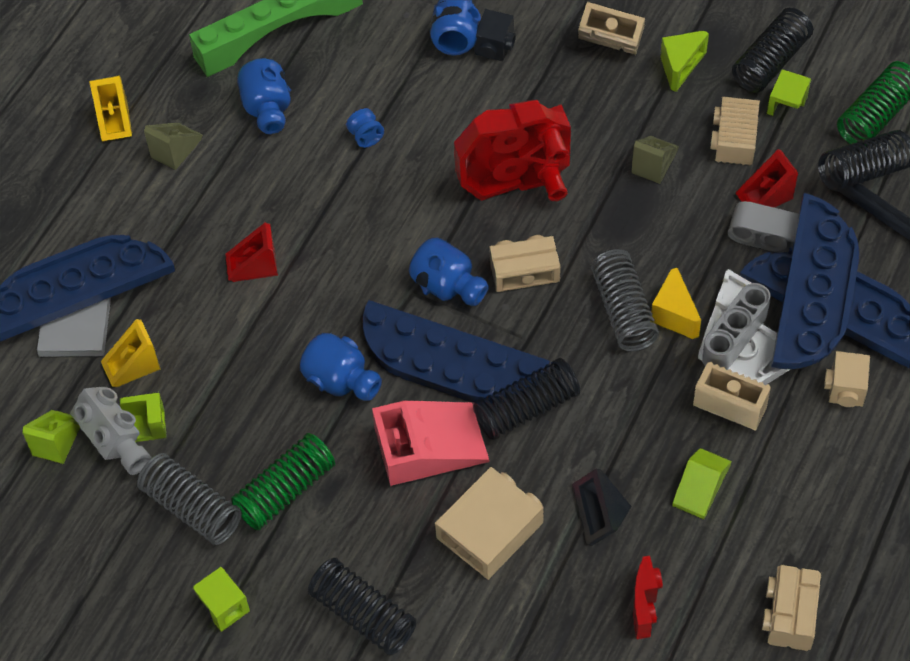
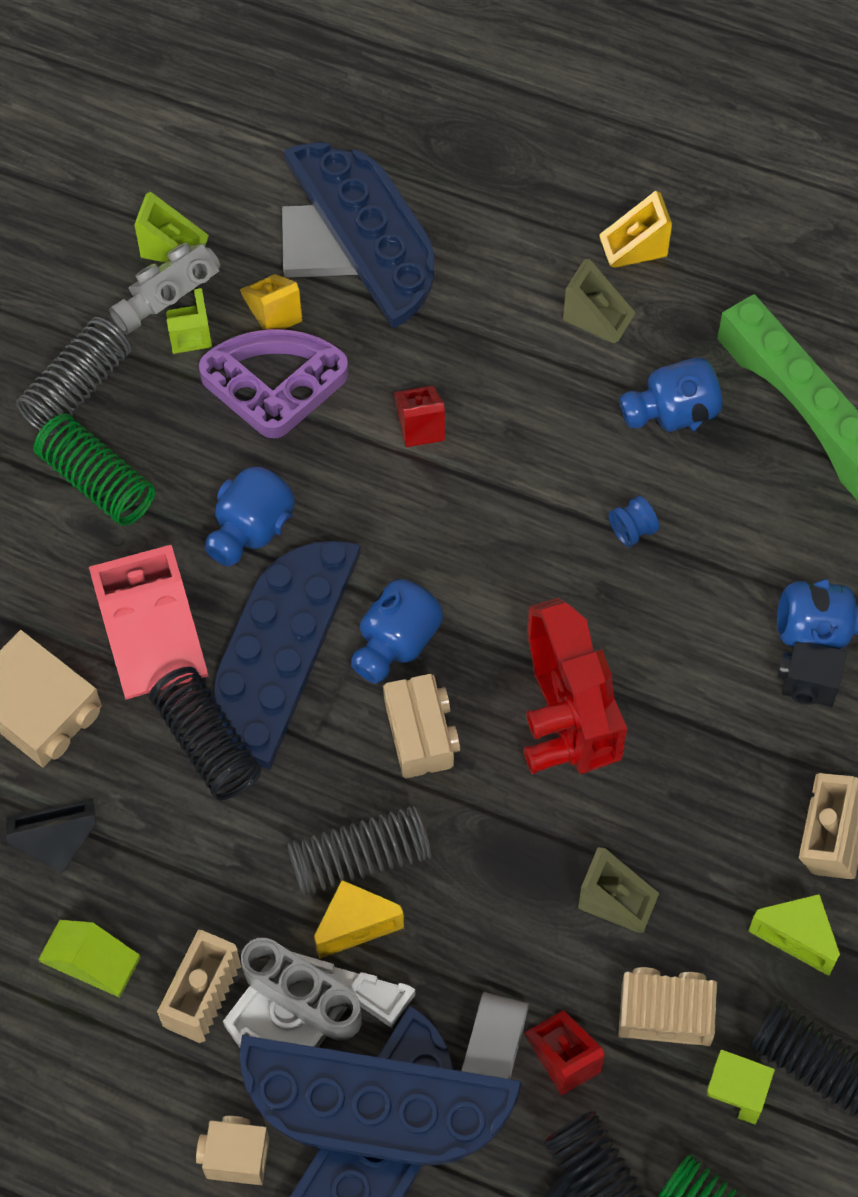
camera: 85 degrees right, 5 degrees up
(225, 355) = (280, 399): none -> medium lavender beam

